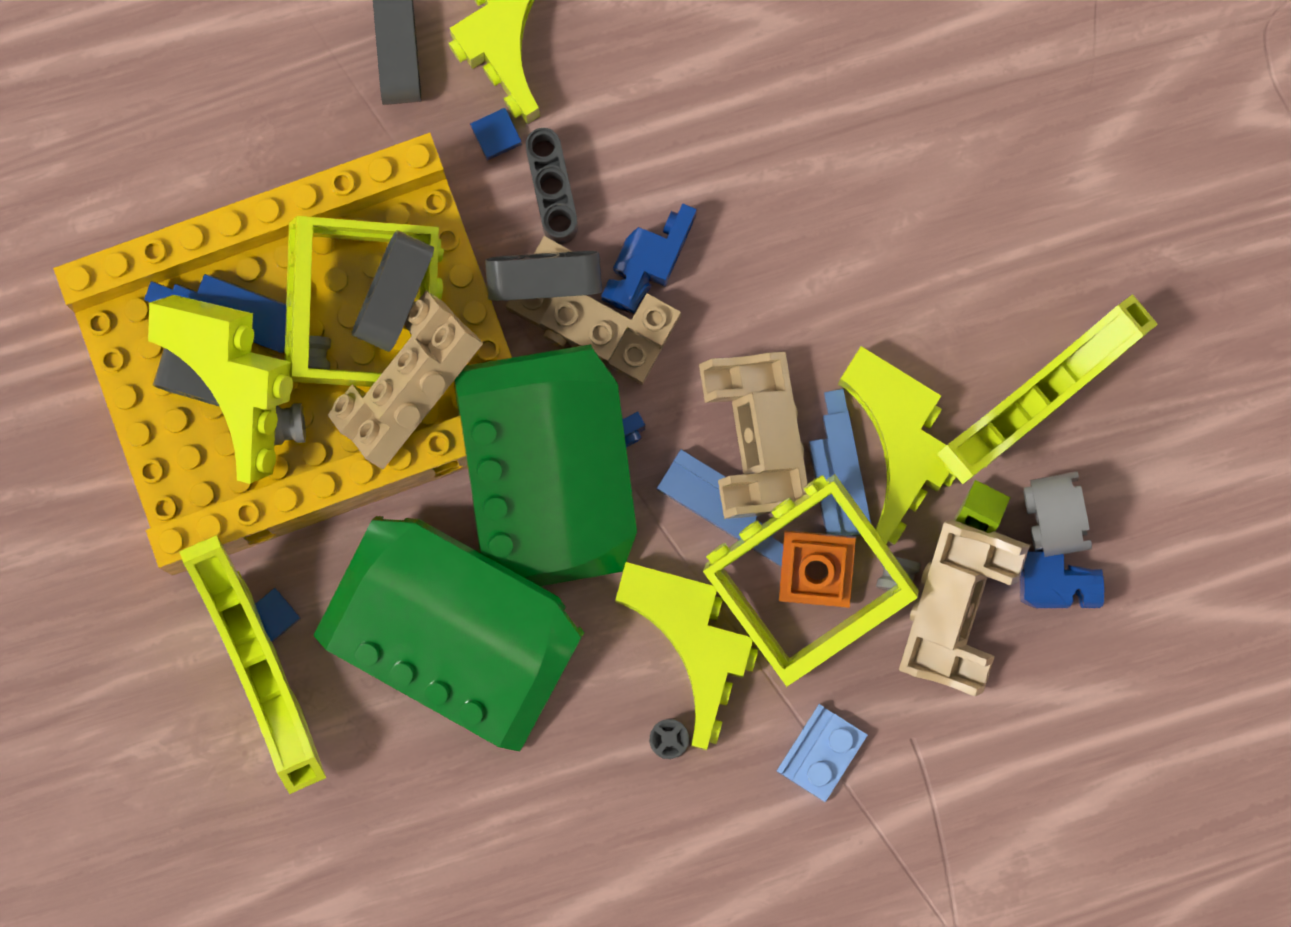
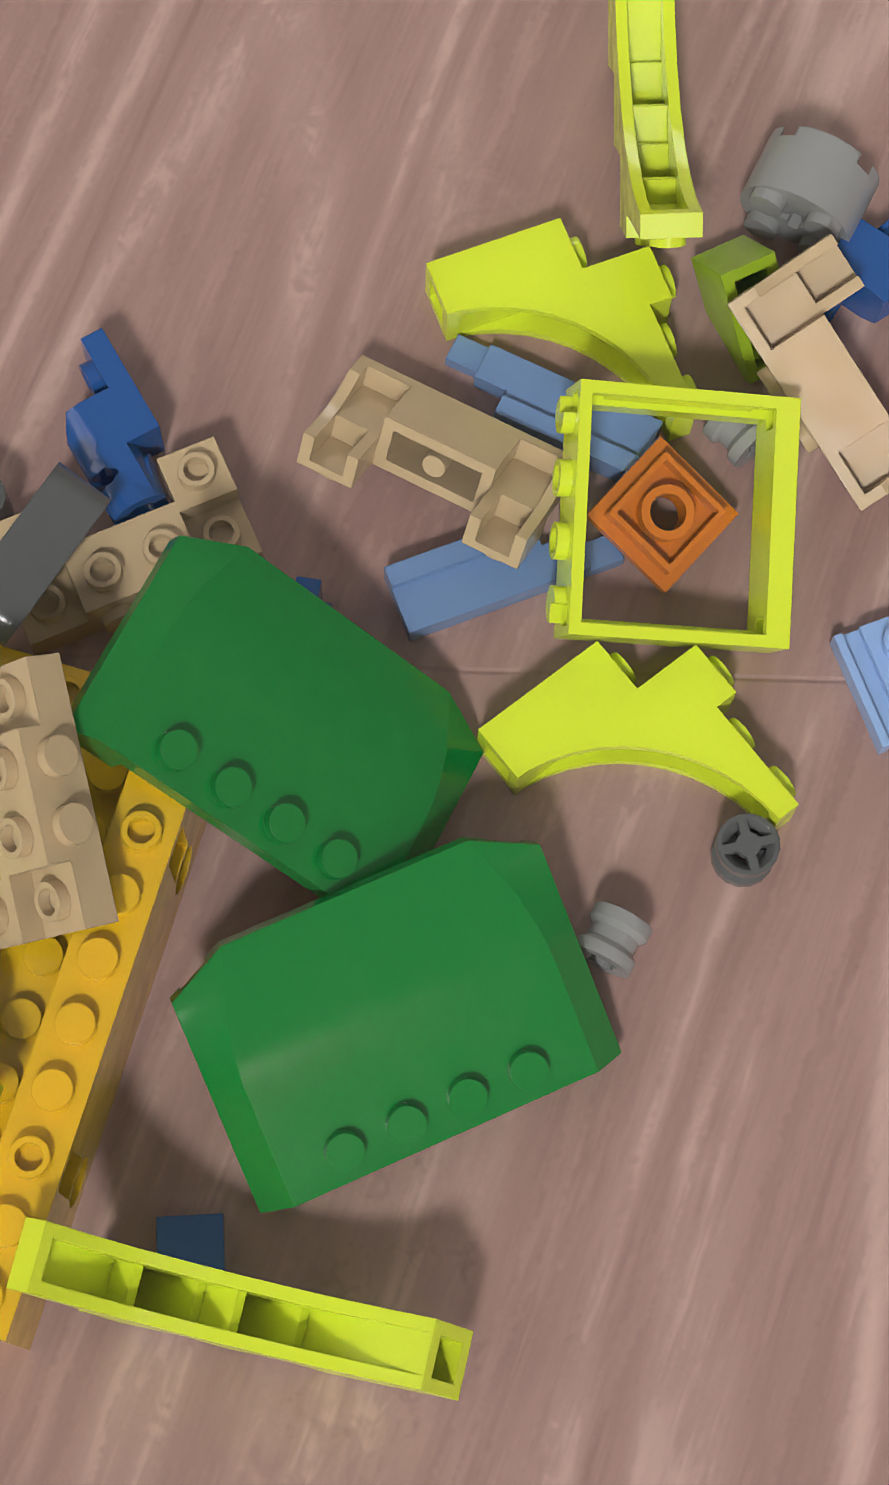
camera: 55 degrees left, 10 degrees down
(572, 706) = (613, 939): none -> light grey wheel

